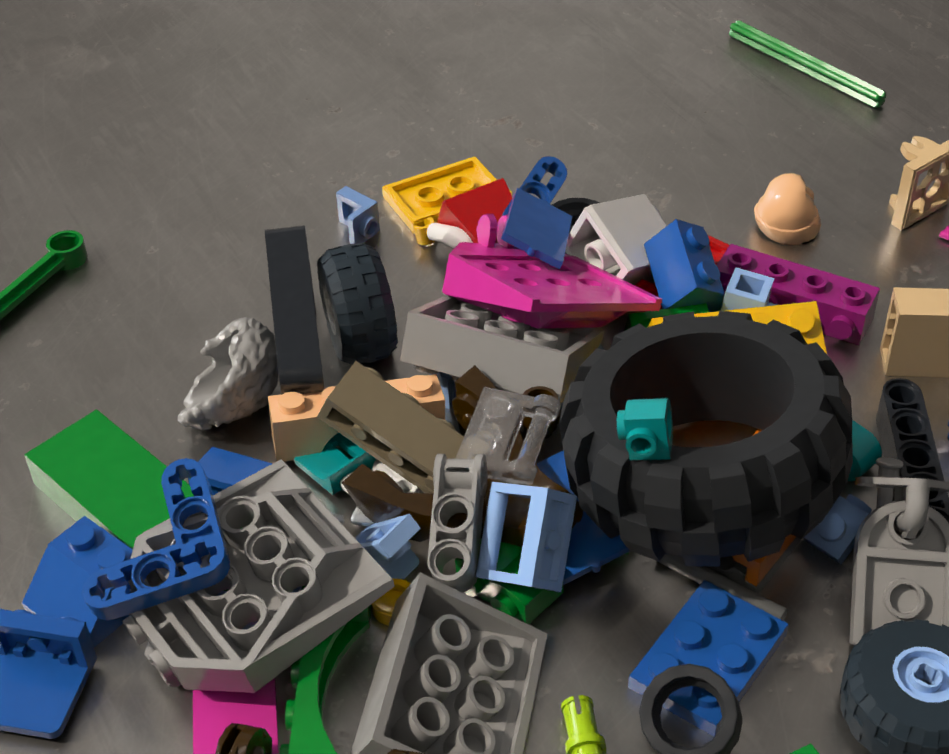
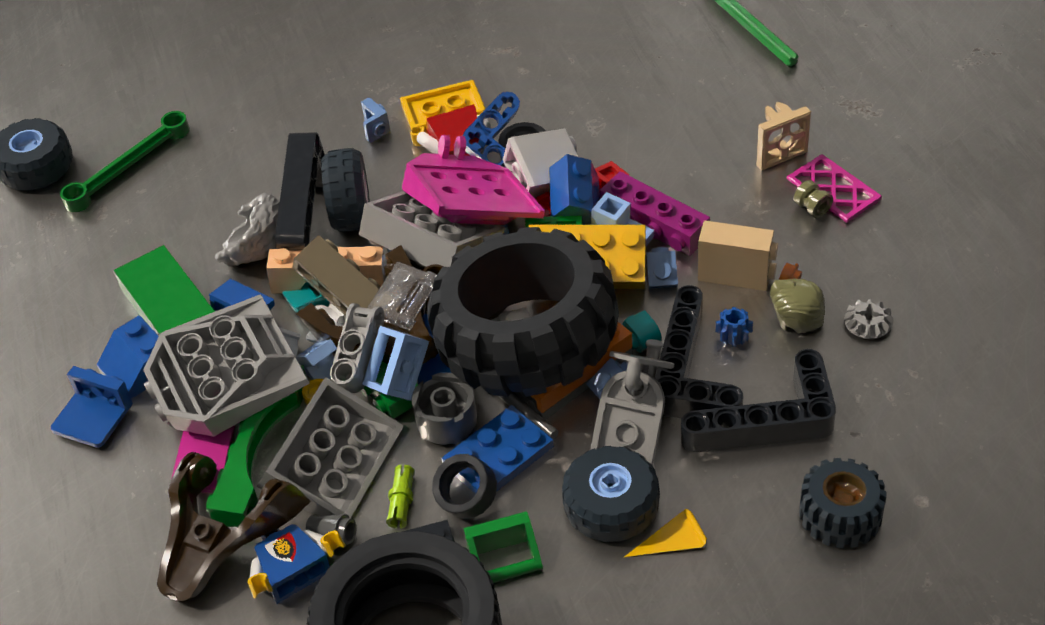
camera: 15 degrees right, 5 degrees up
(188, 549) = (186, 345): blue beam -> none
(537, 228) = (478, 147): blue piece -> none
(612, 600) = (444, 409): none -> dark grey brick
(646, 428) = (464, 305): teal plate -> none
(788, 211) = (679, 148): light nougat piece -> none
(846, 359) = (661, 268): none -> medium blue bracket

